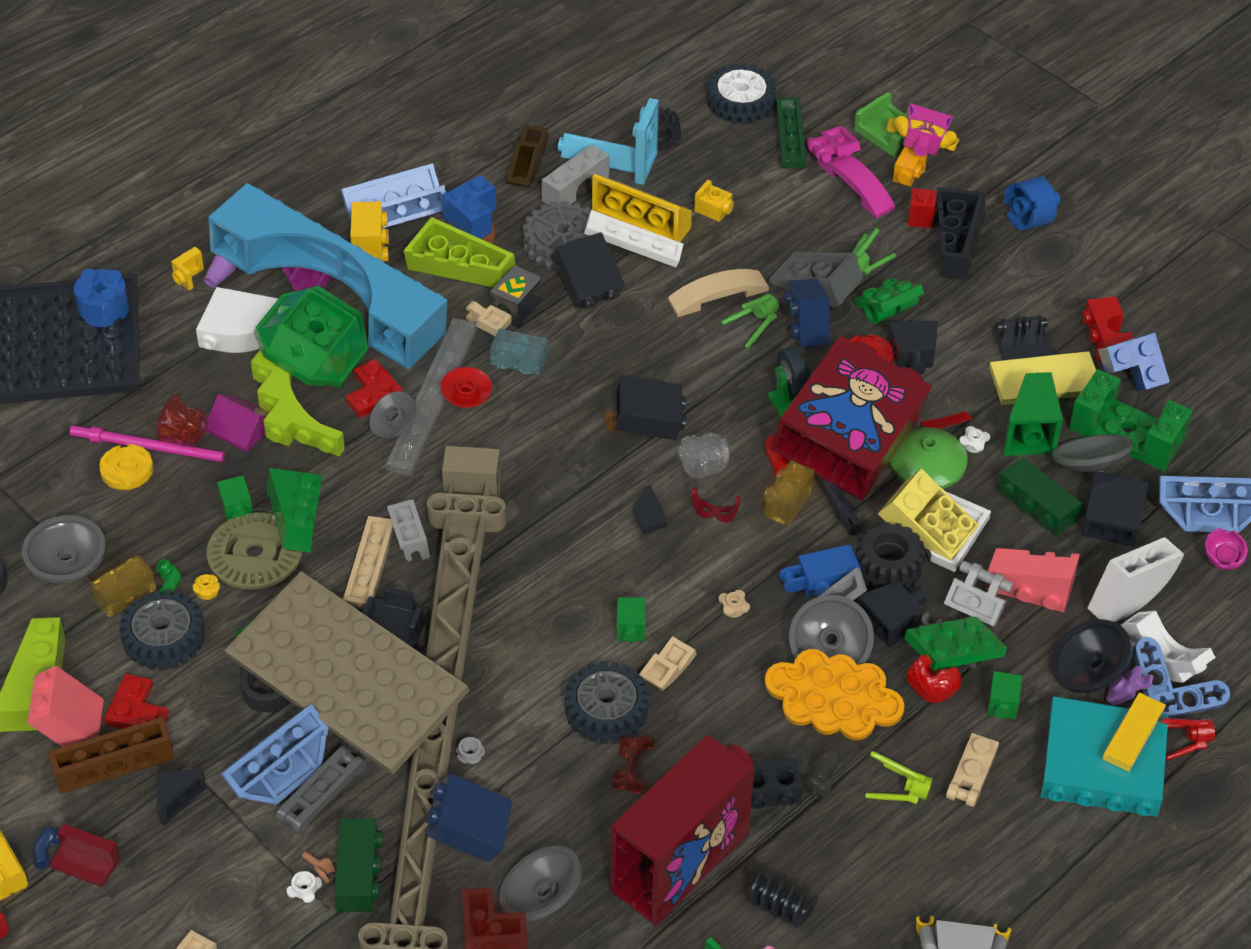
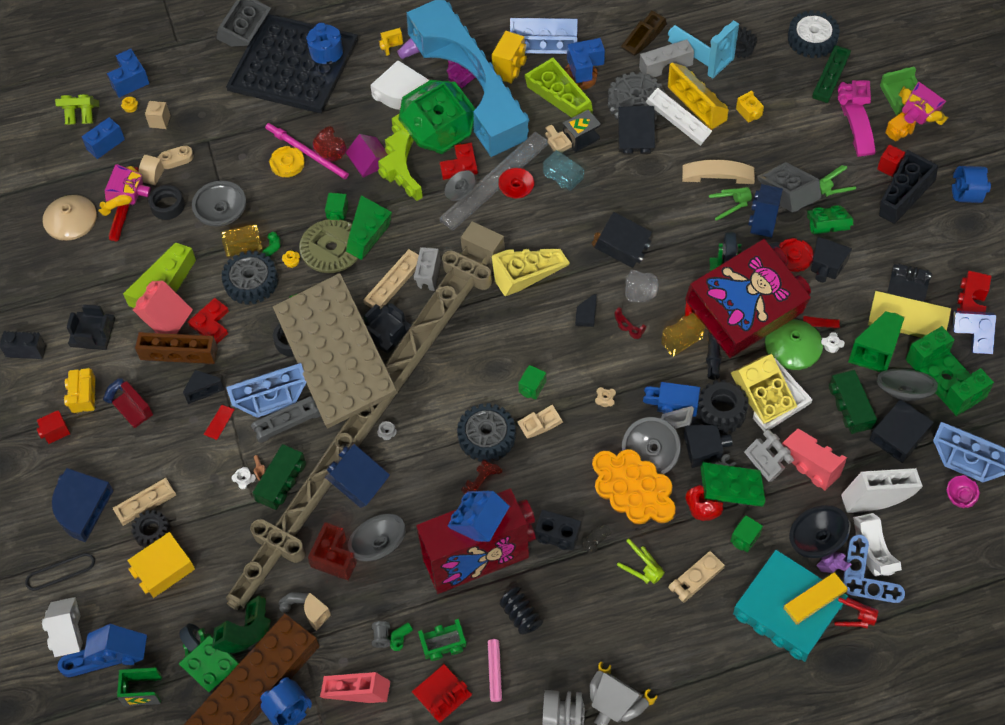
camera: 30 degrees right, 10 degrees up
(224, 831) = (219, 422): none -> red sticker
(537, 487) = (521, 269): none -> light yellow wedge
(690, 778) = (479, 515): none -> blue slope

